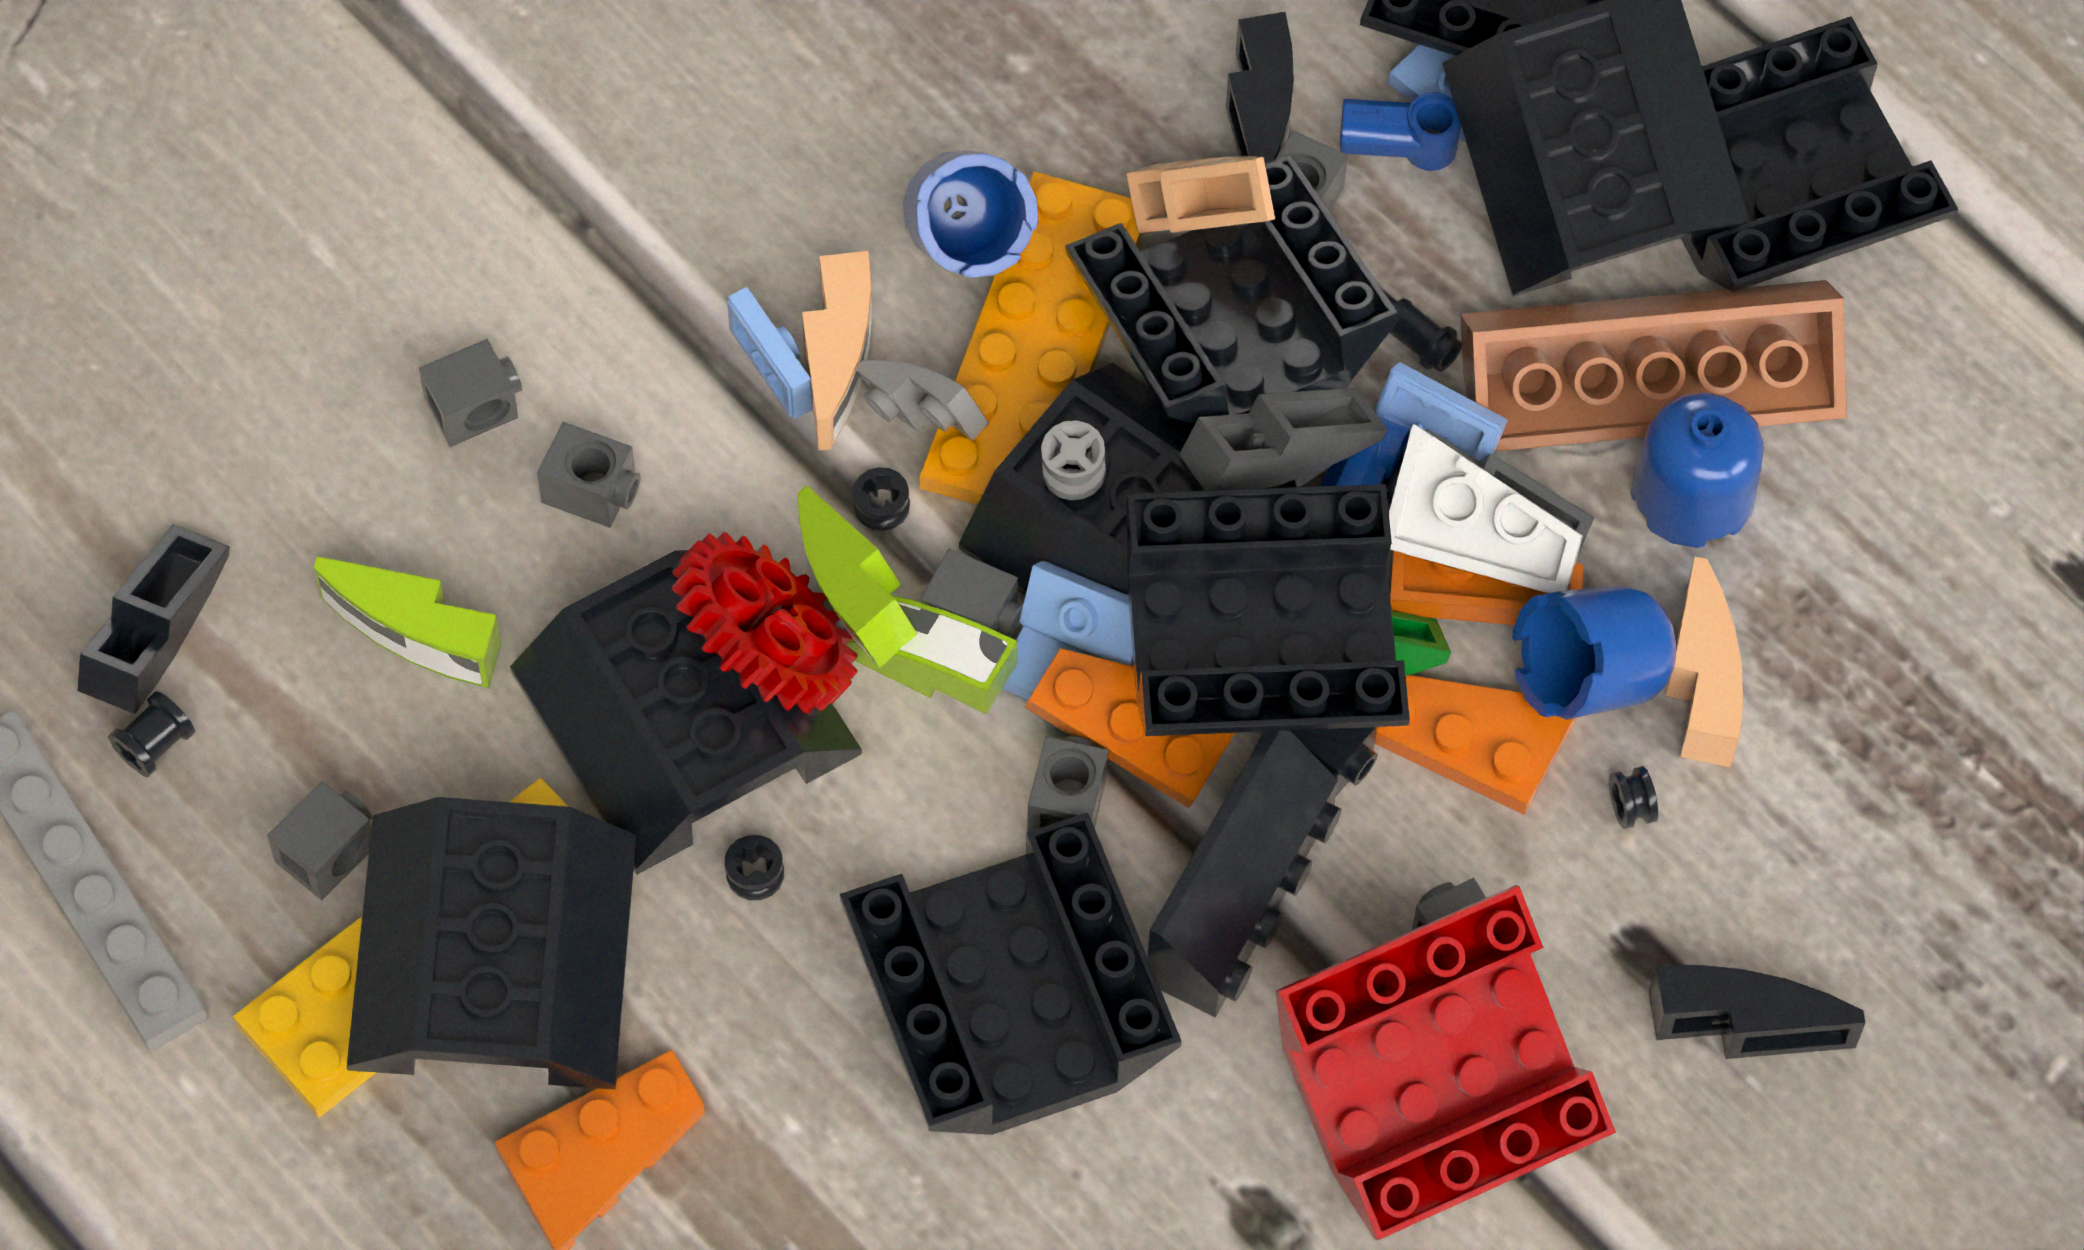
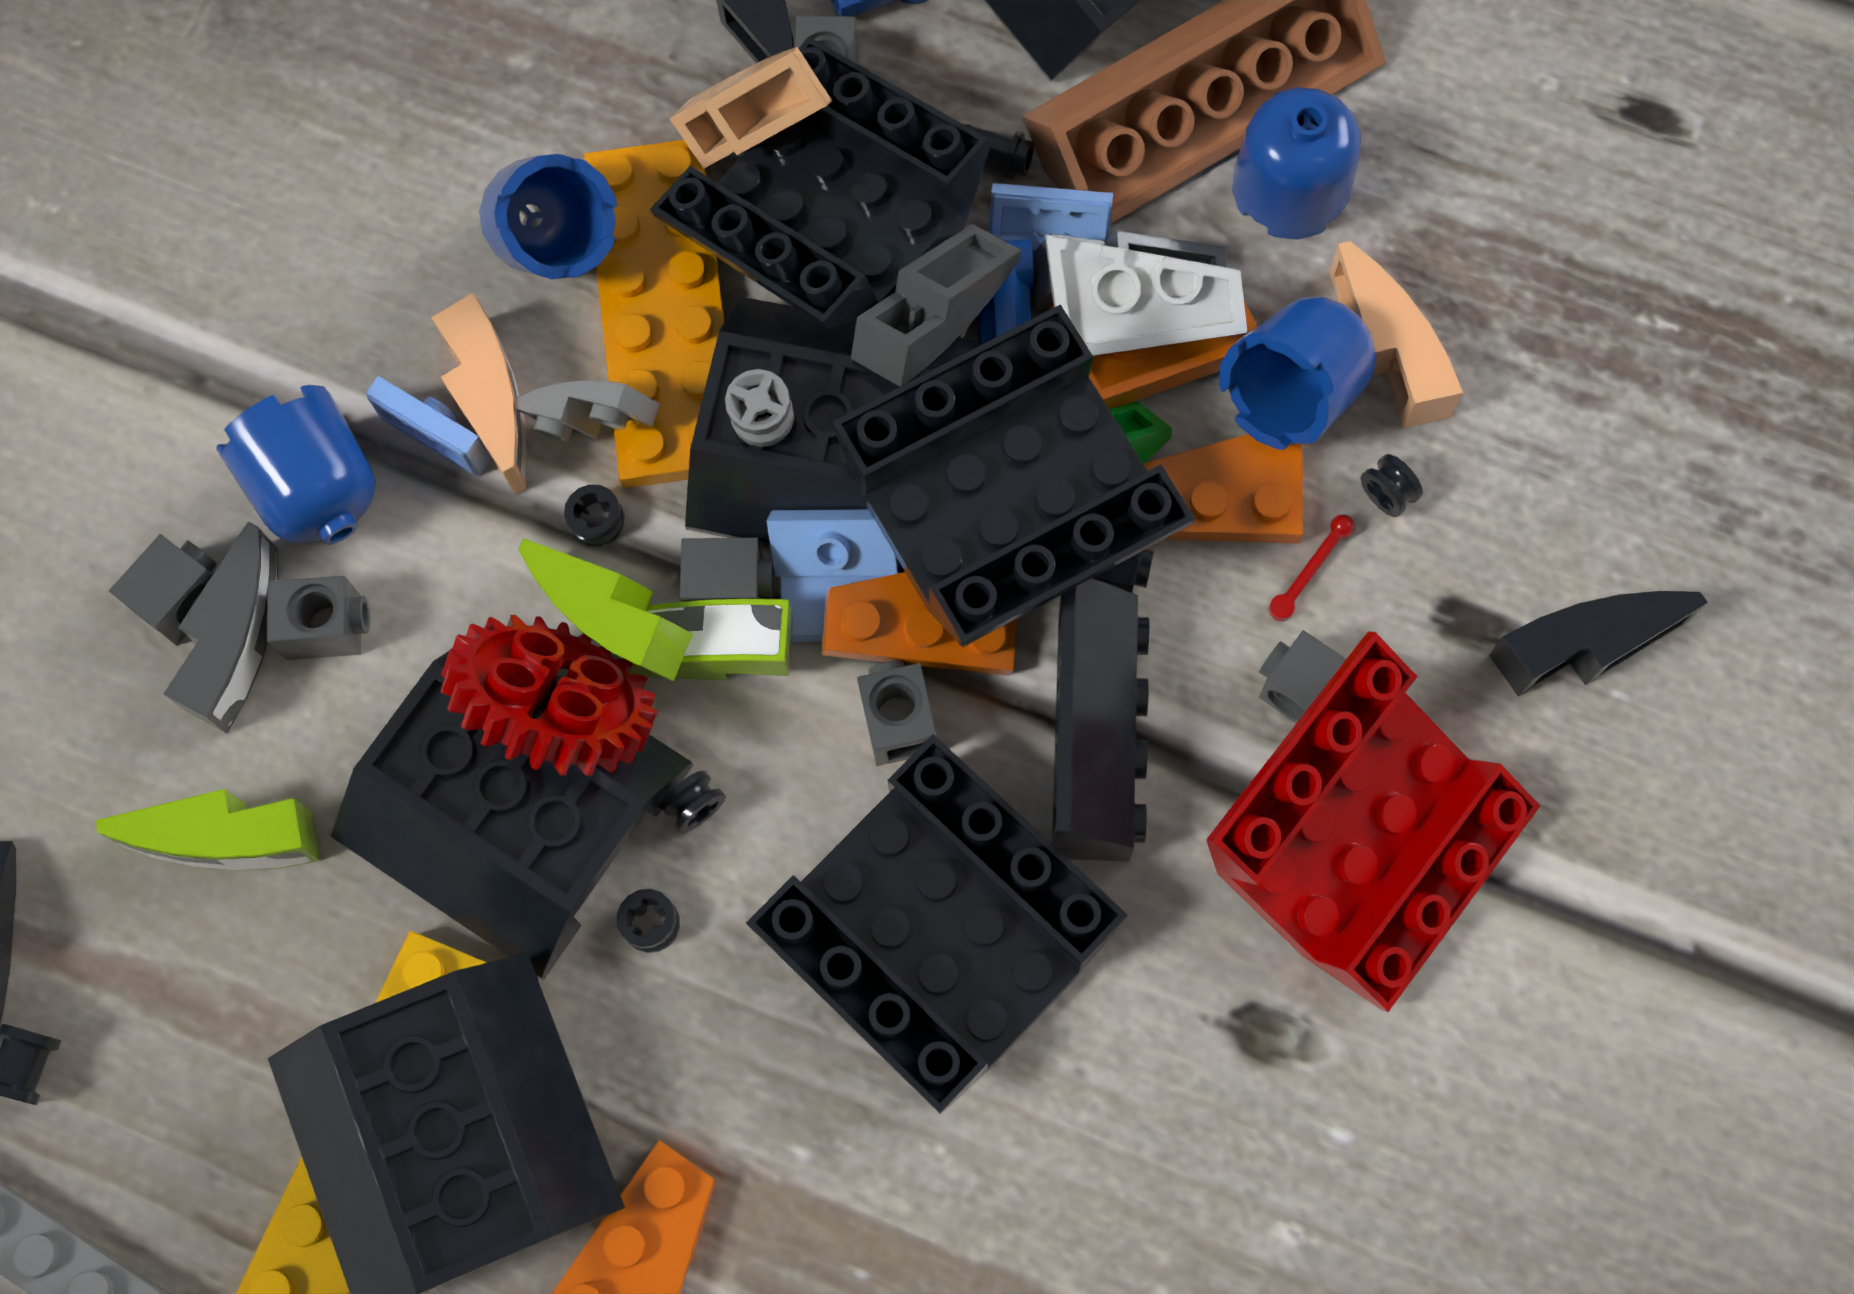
camera: 20 degrees left, 10 degrees up
(322, 839) = (230, 1091): dark grey brick -> none
(502, 453) = (228, 632): none -> dark grey slope
(638, 336) = (300, 467): none -> blue cylinder
(845, 782) = (692, 801): none -> black bush
(1476, 860) = (1283, 605): none -> red hinge

